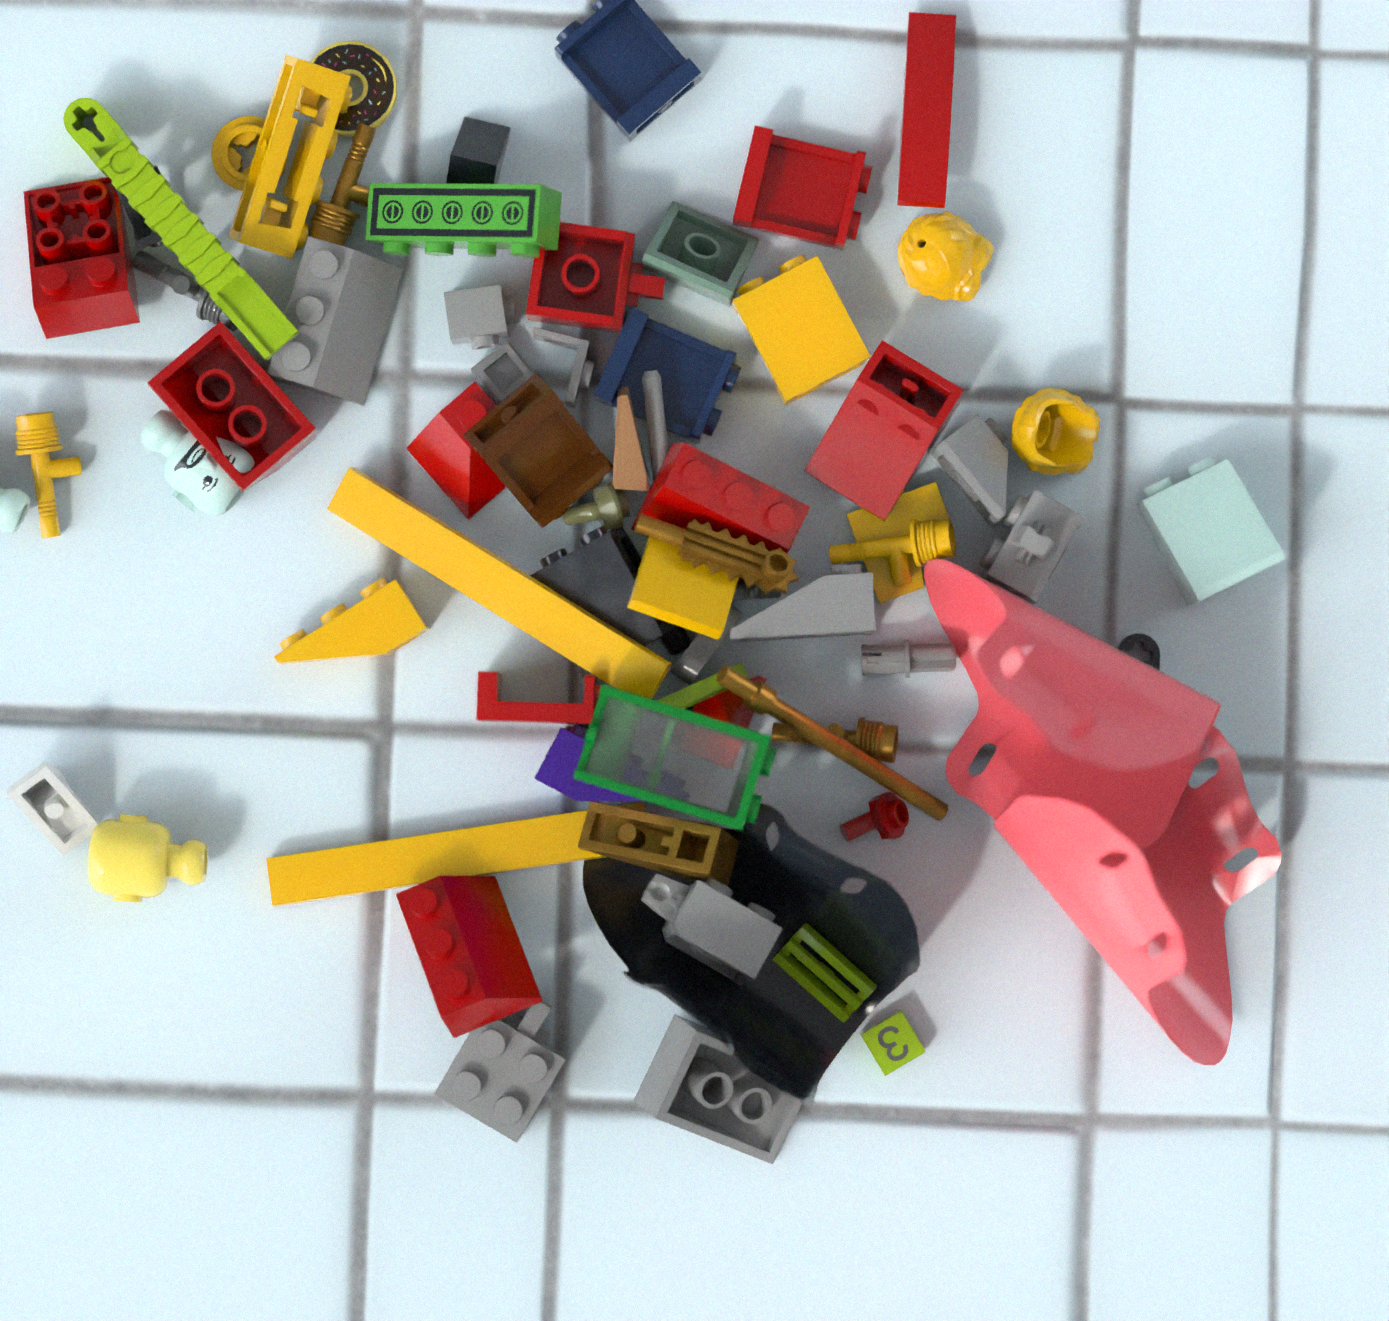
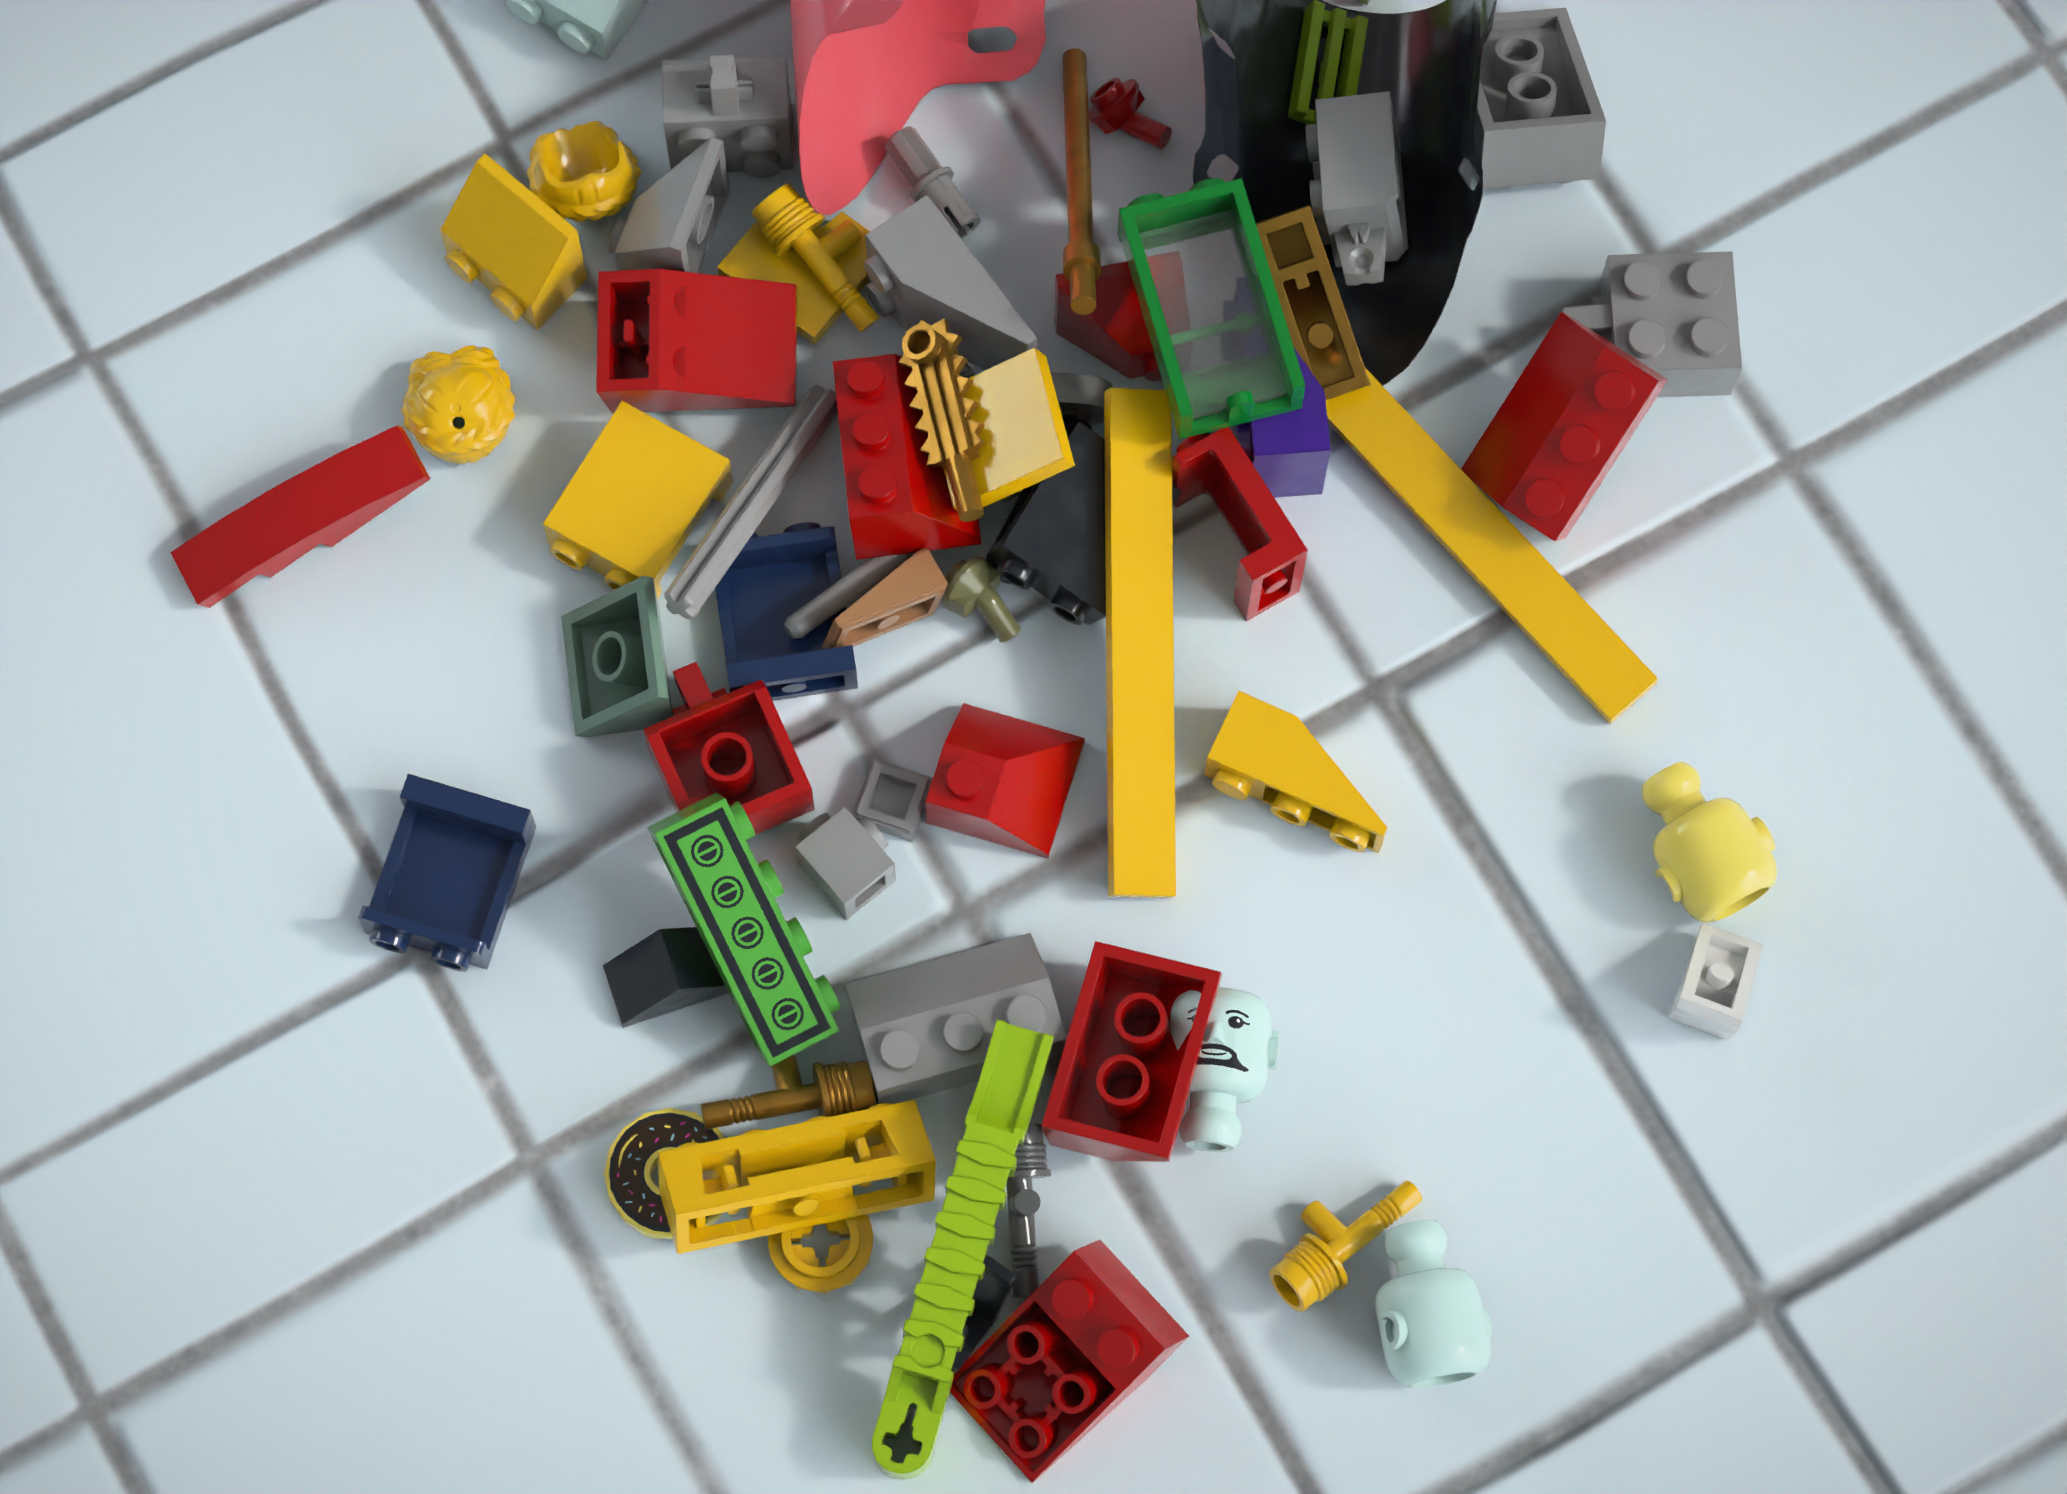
camera: 125 degrees left, 15 degrees down
(539, 451) = (959, 687): reddish brown panel -> none
(582, 368) = (832, 712): light grey bracket -> none
(698, 691) = (1091, 355): lime tile -> none
(747, 396) = (751, 502): none -> light grey axle
(801, 190) = (475, 598): red panel -> none
(871, 737) = (1044, 167): pearl gold piece -> none
(1027, 351) = (512, 245): none -> yellow slope

